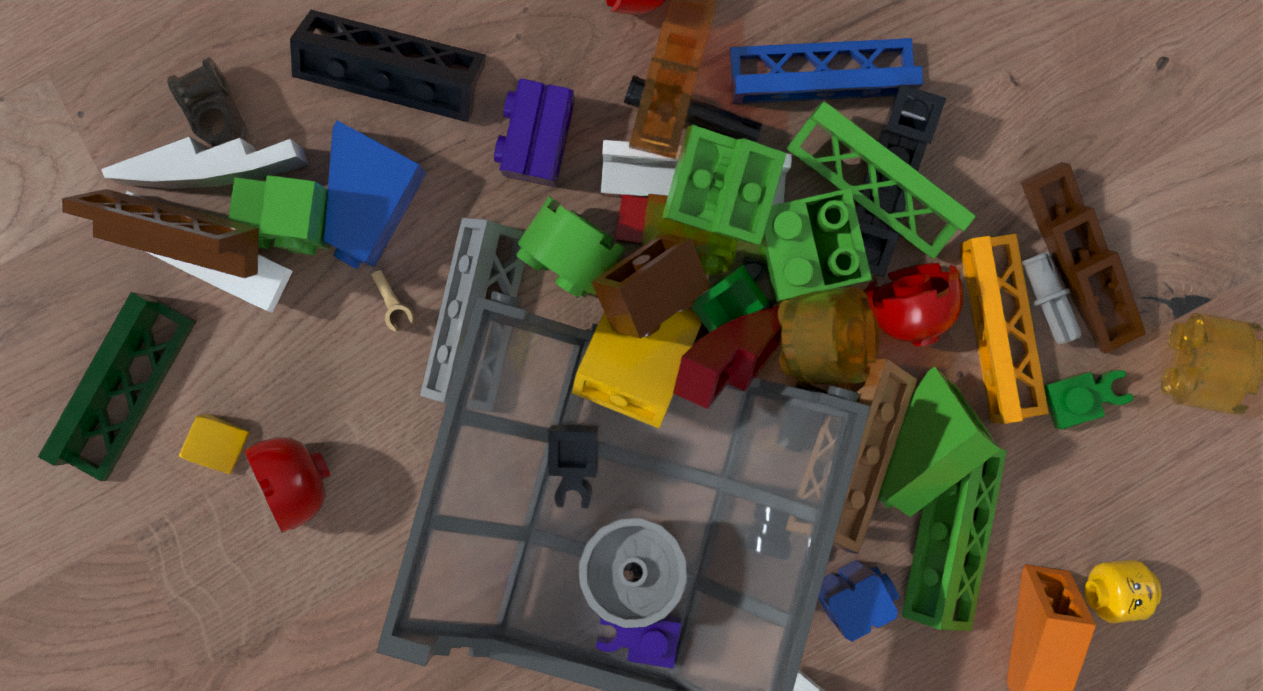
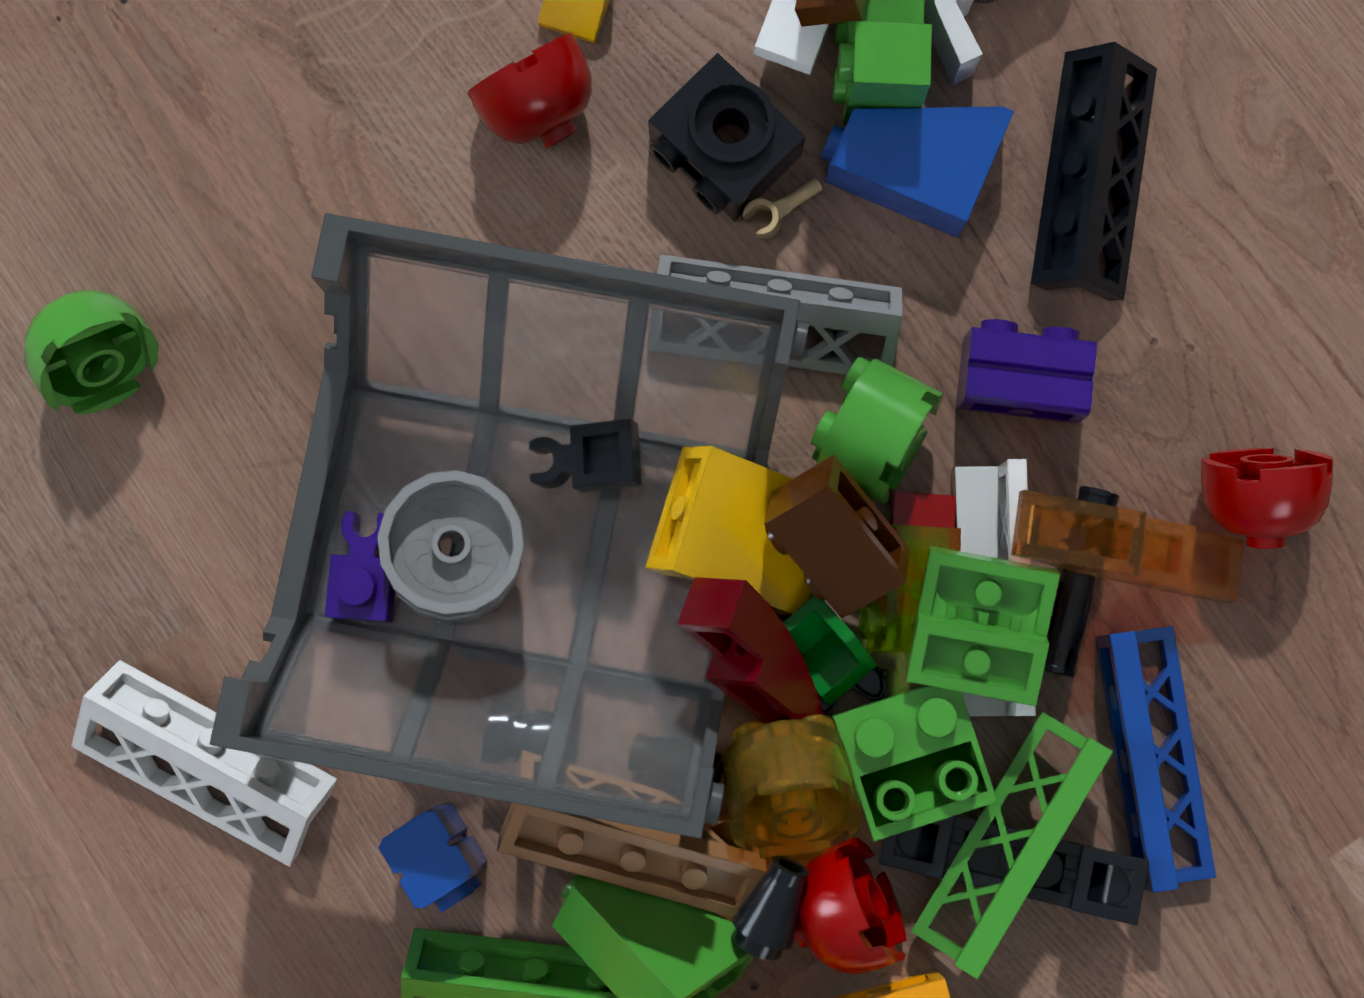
camera: 85 degrees right, 5 degrees down
(363, 340) = (723, 172): none -> black brick
(916, 359) = (771, 911): none -> black cone

